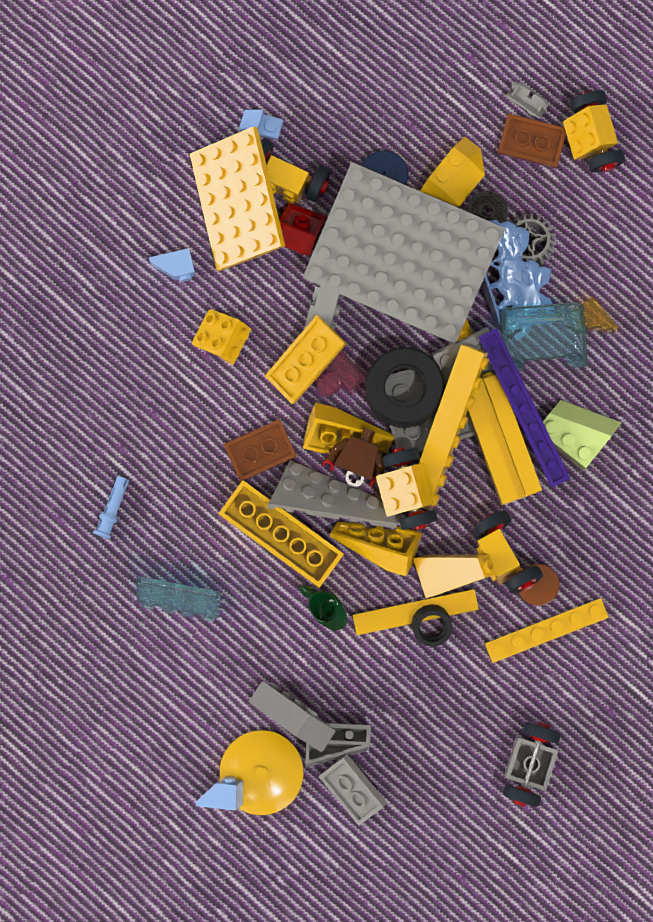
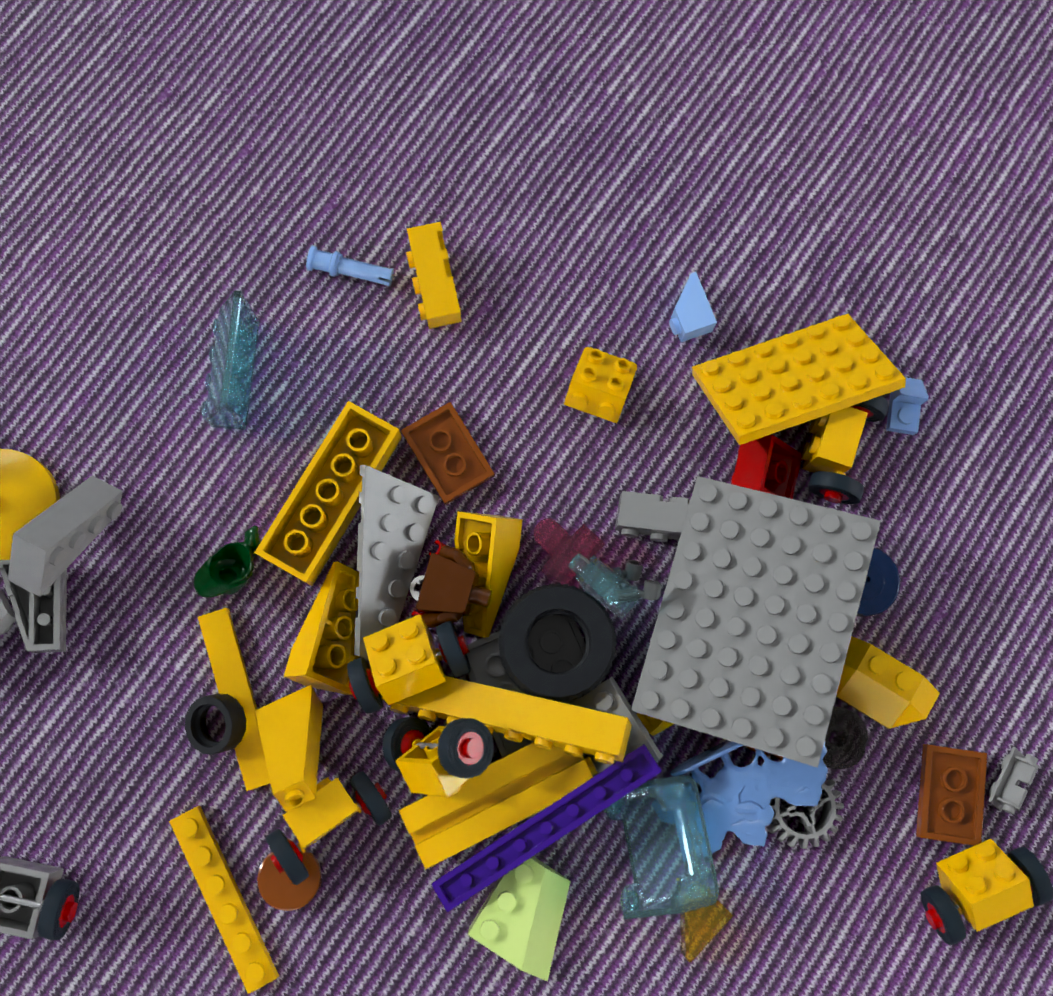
camera: 75 degrees right, 5 degrees down
(129, 446) = (434, 276): none -> yellow wedge
(305, 359) = (582, 499): yellow tile -> none
(370, 347) = (609, 584): none -> clear light blue torso
(471, 472) = (437, 759): none -> brick

